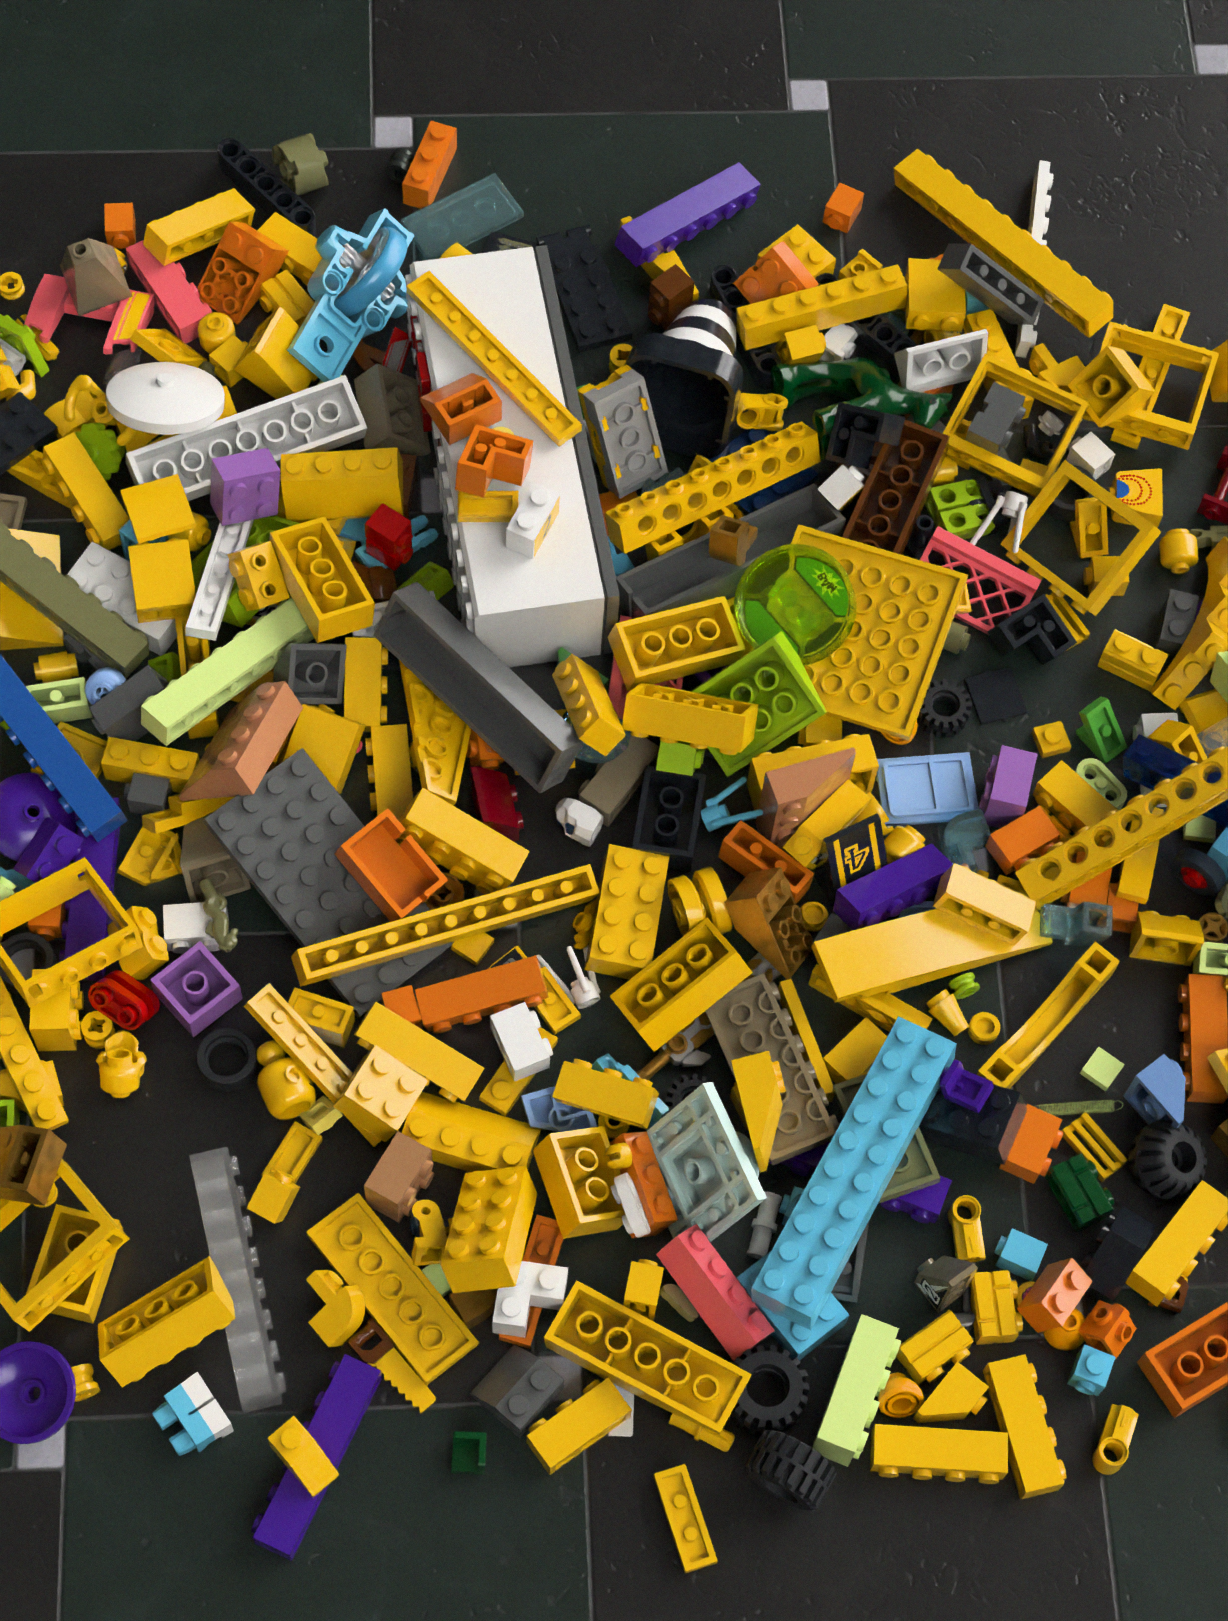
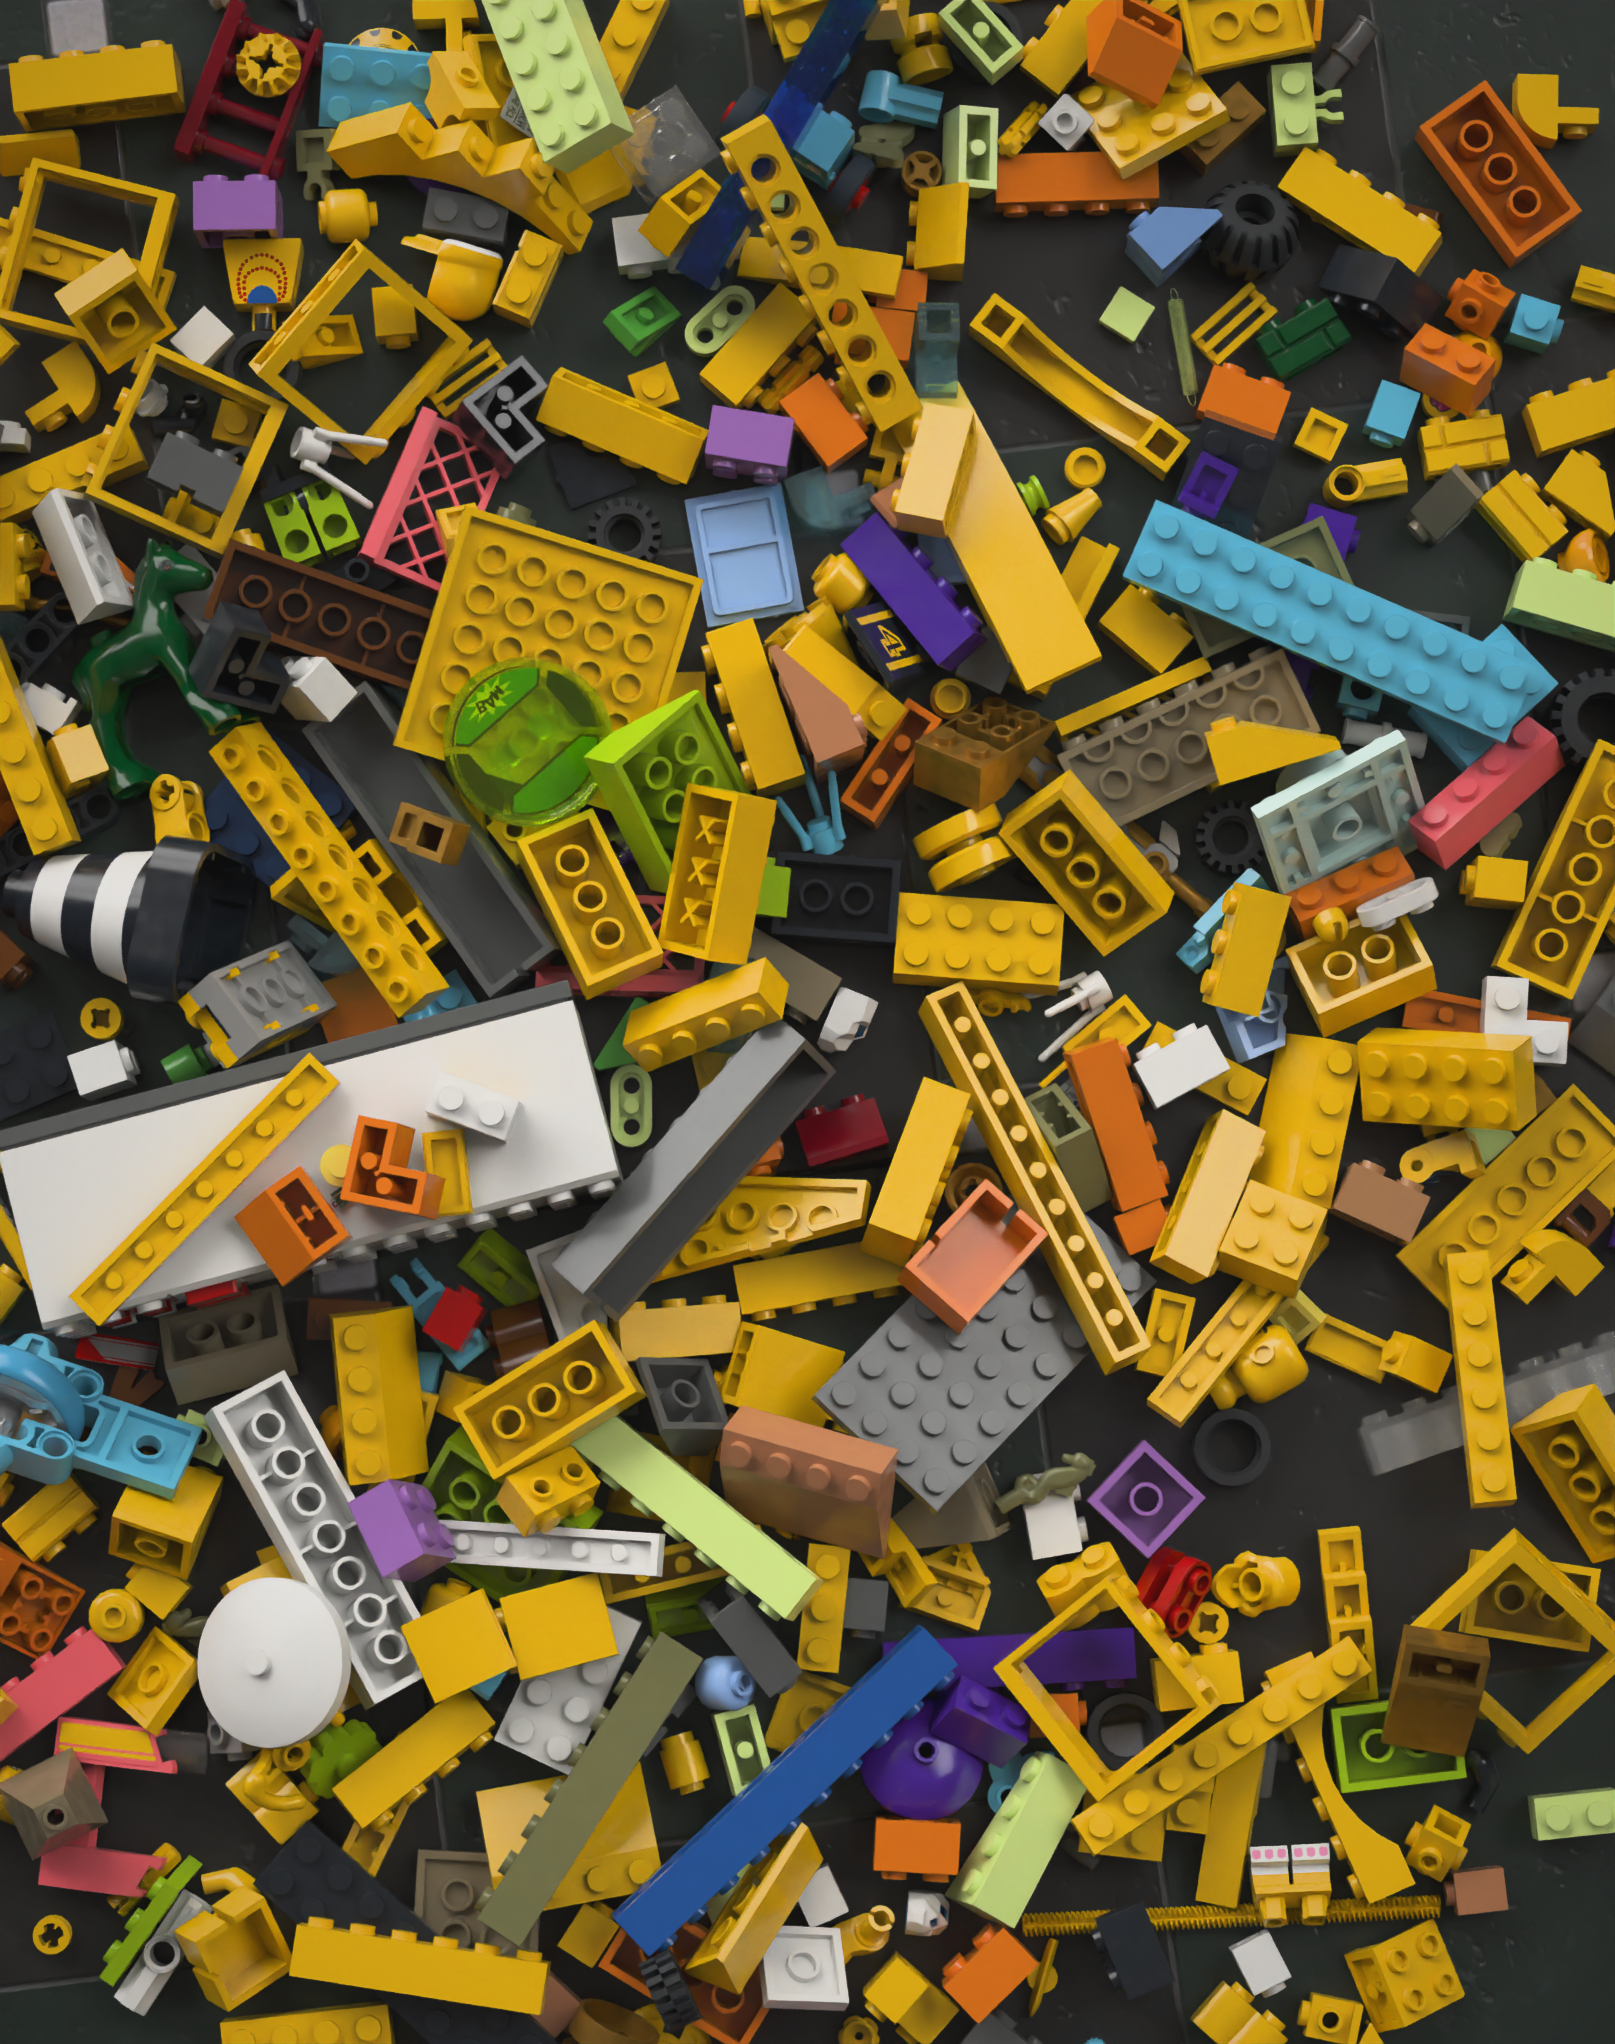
camera: 90 degrees left, 20 degrees up
(105, 1131) = (1347, 1602): none -> yellow slope
(250, 1232) = (1479, 1379): none -> yellow brick
(466, 953) = (1071, 1145): none -> olive slope
(532, 672) = (631, 1106): none -> yellowish green plate
(587, 350) = (104, 1070): none -> white brick
(1005, 1200) = (1320, 435): none -> yellow plate
(1025, 705) = (622, 426): none -> yellow brick
(1135, 612) = (462, 278): none -> yellow piece
(1182, 478) = (236, 209): none -> medium lavender brick

